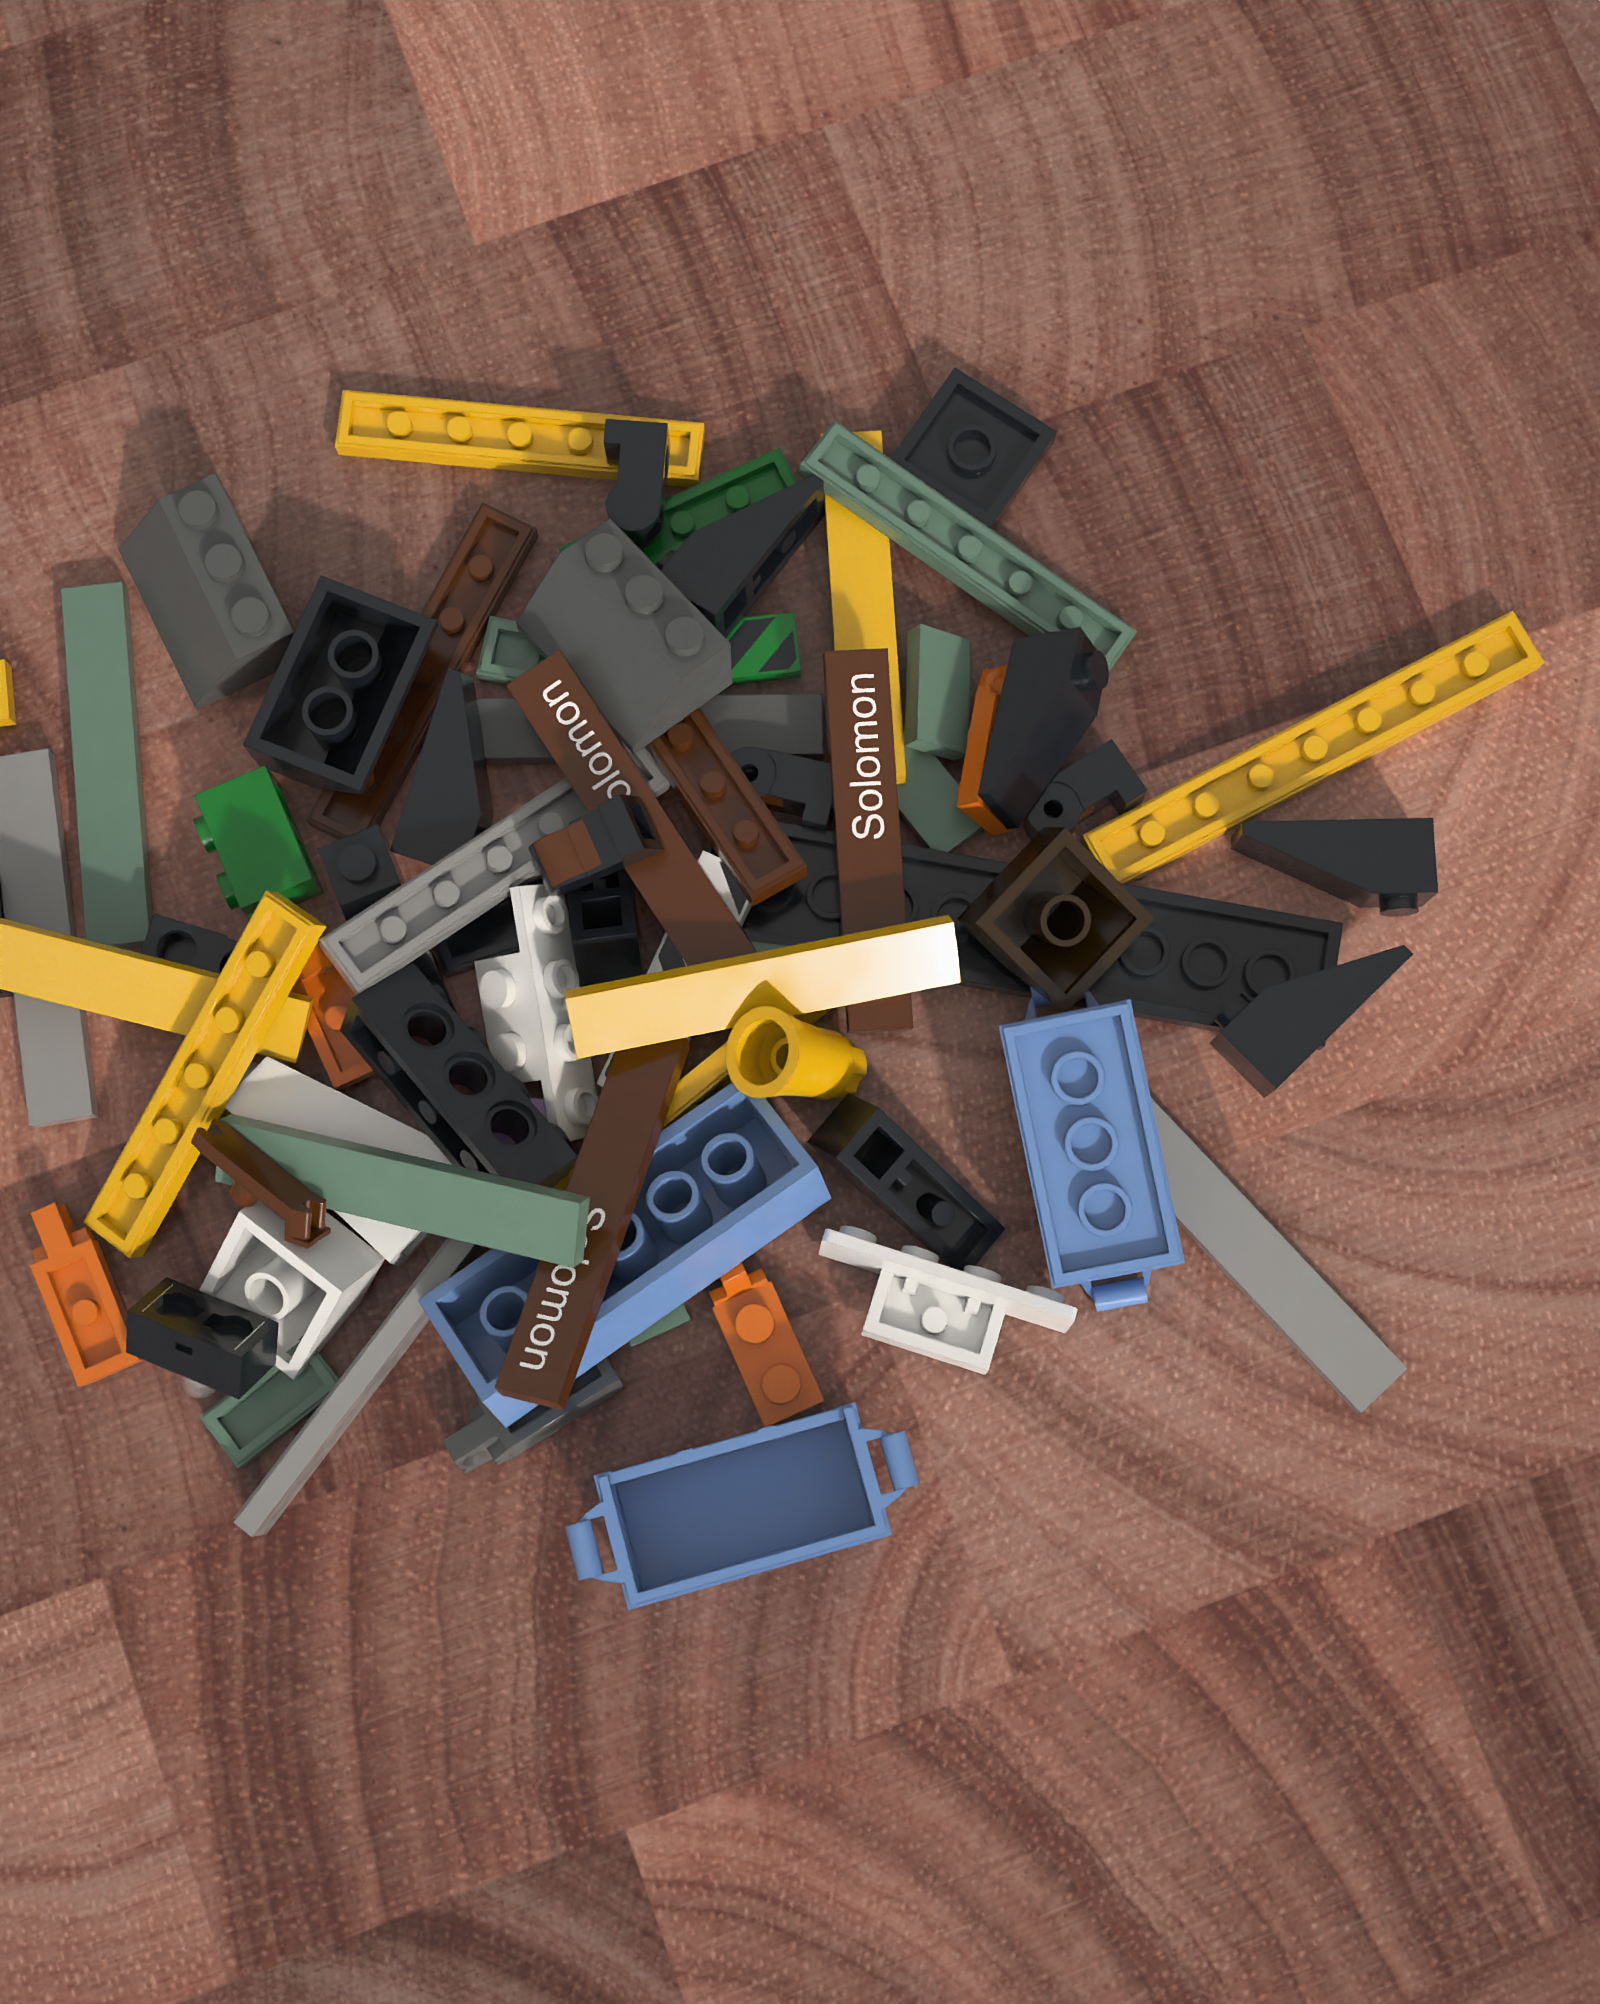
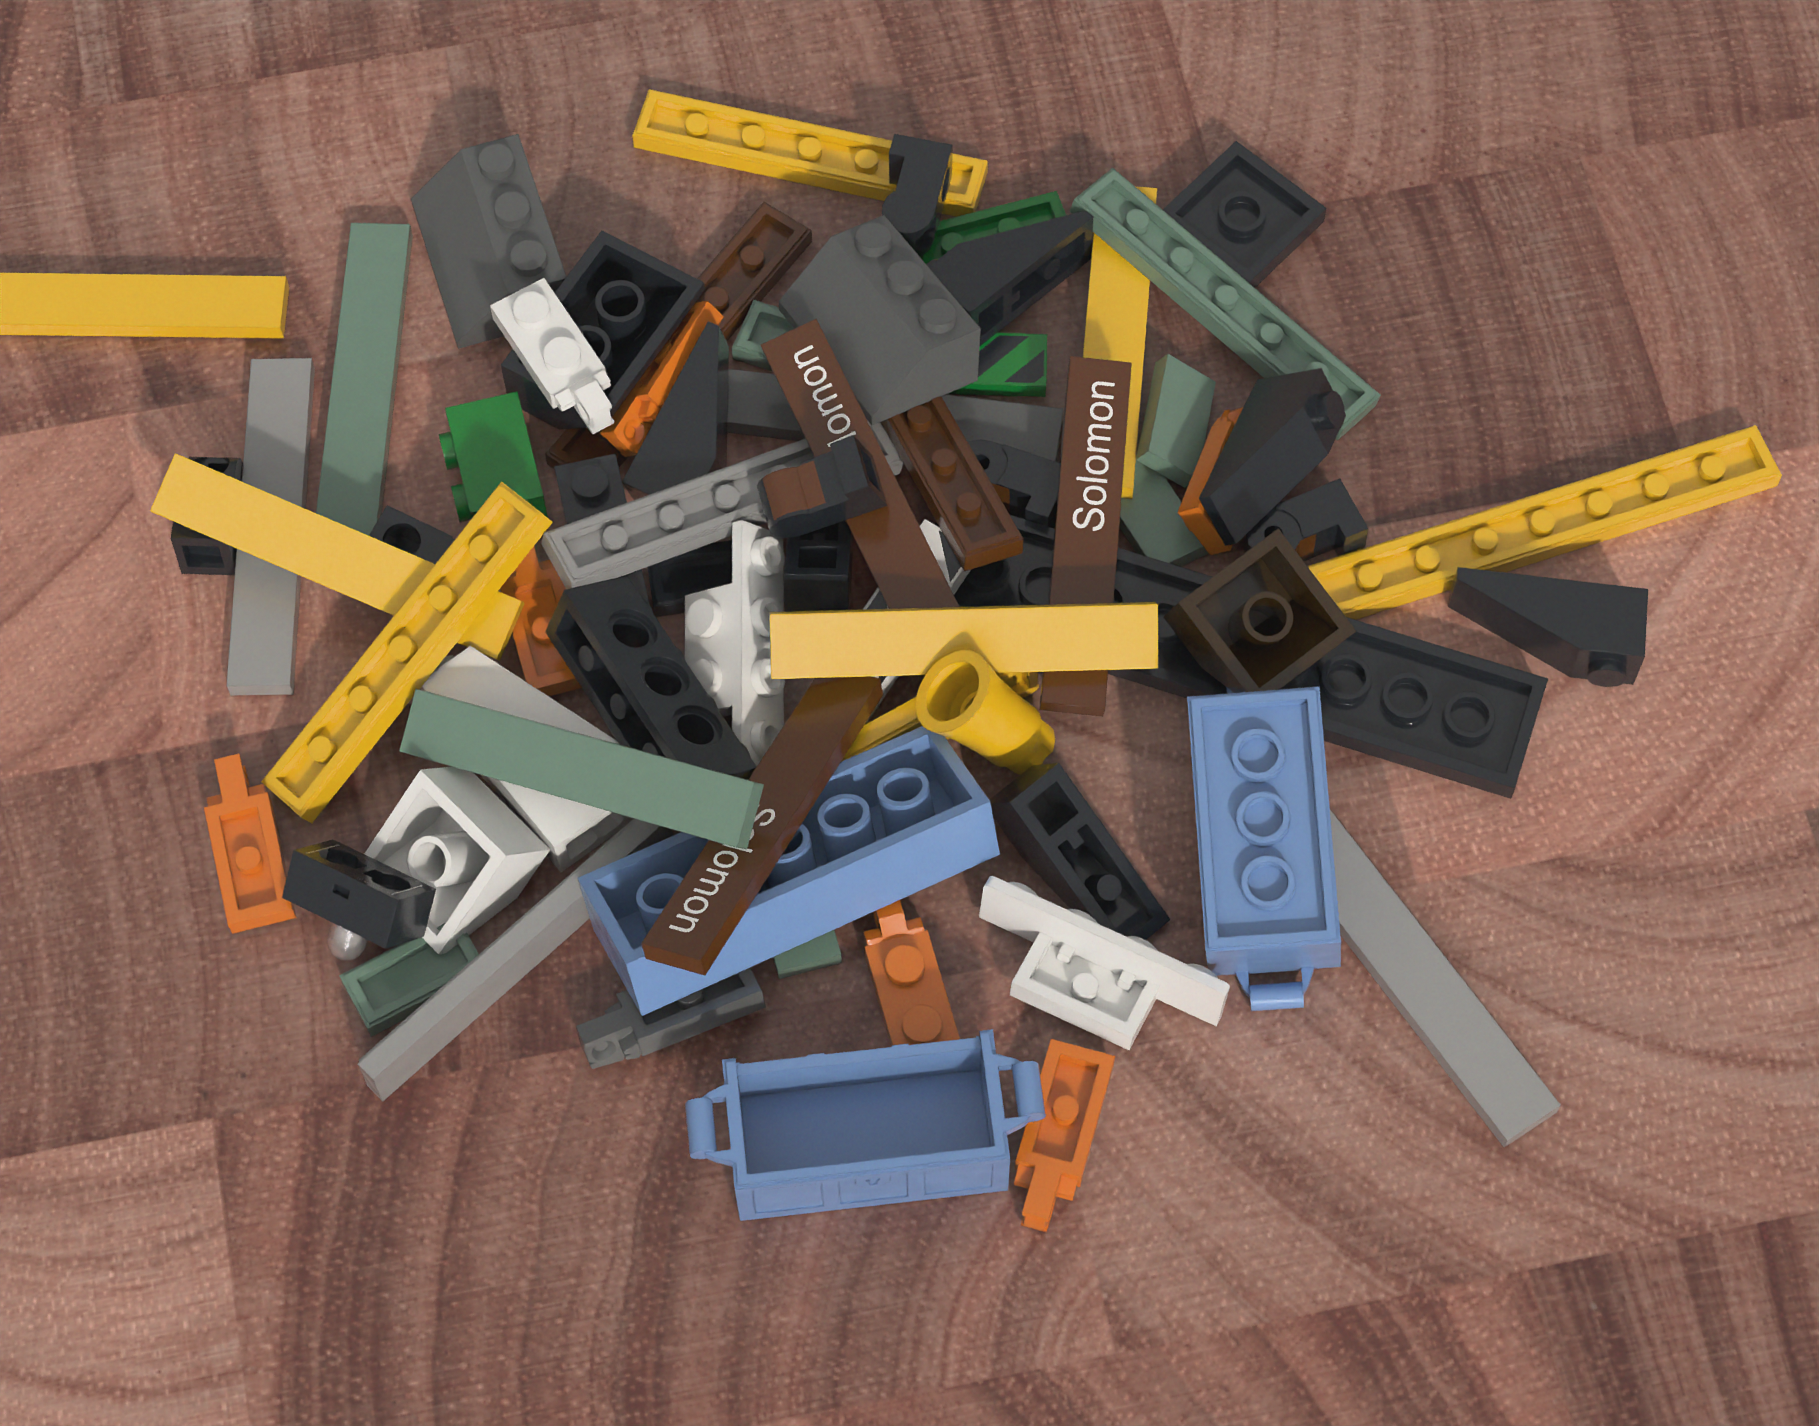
camera: 10 degrees right, 15 degrees down
(263, 1179) = (446, 741): reddish brown piece -> none
(296, 725) = (555, 353): none -> white hinge
(399, 758) = (647, 397): none -> orange hinge
(938, 1436) = (1059, 1145): none -> orange hinge
(1294, 1018) = (1492, 745): black slope -> none

